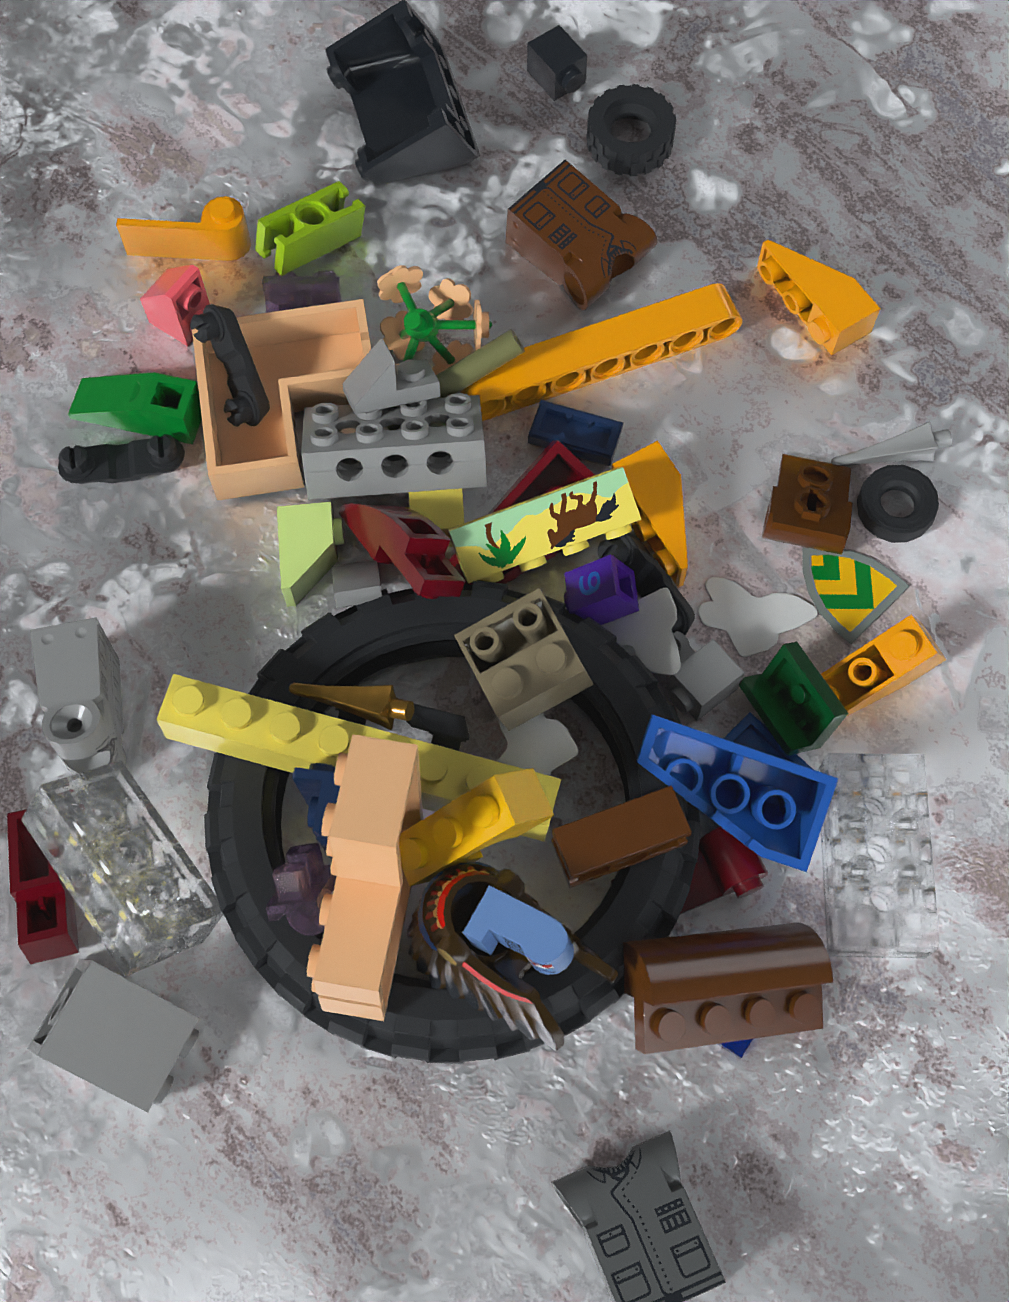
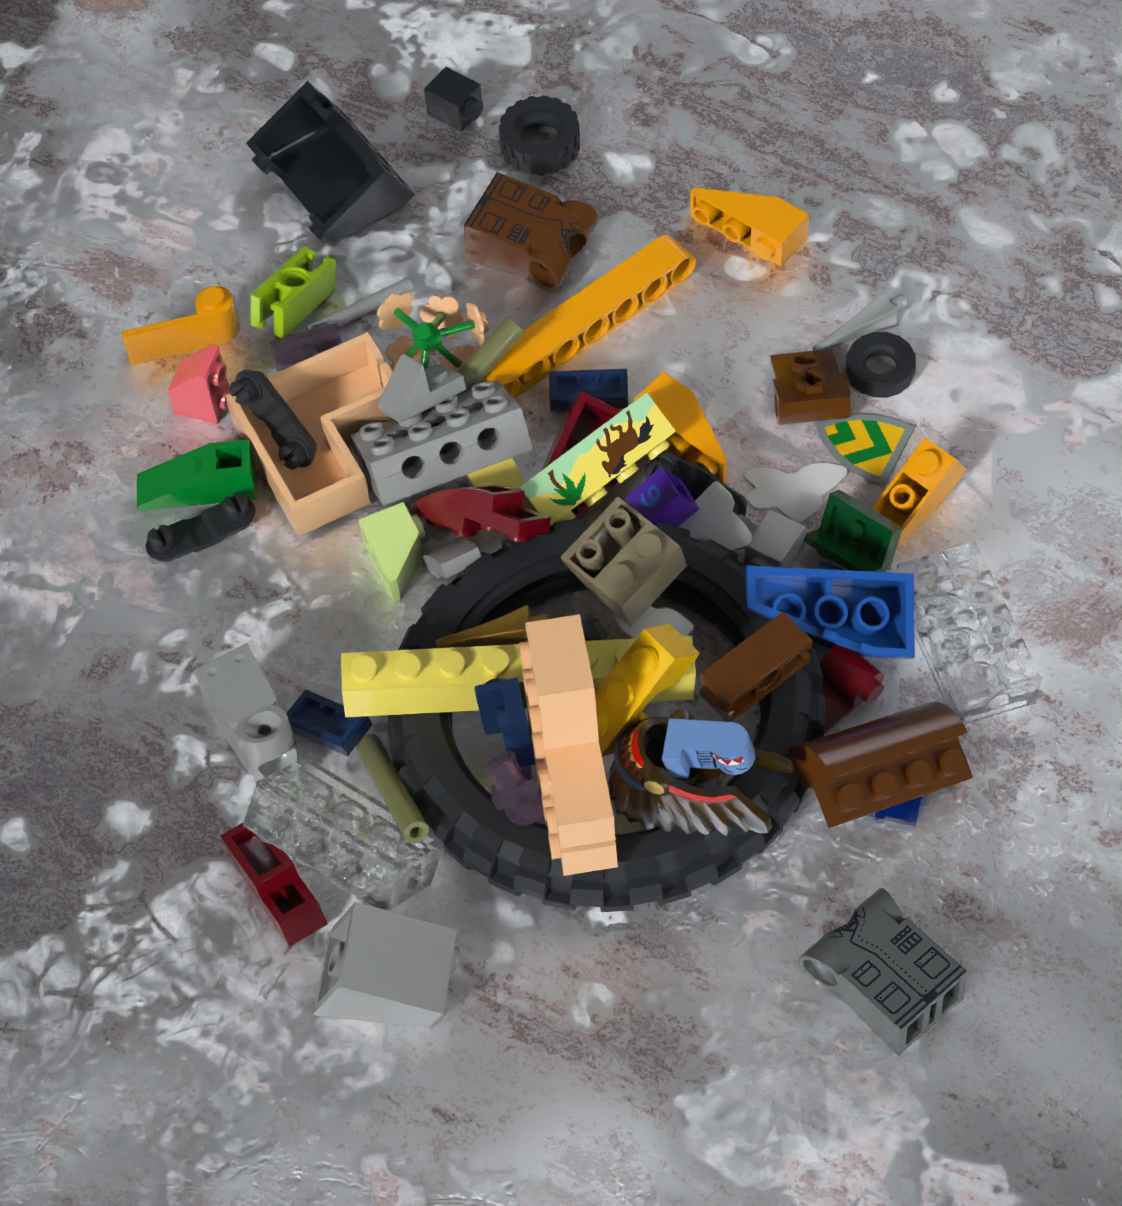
camera: 15 degrees left, 10 degrees down
(143, 710) = (326, 723): none -> dark blue plate
(192, 840) = (392, 789): none -> olive piece
(383, 263) = (365, 305): none -> light grey bar

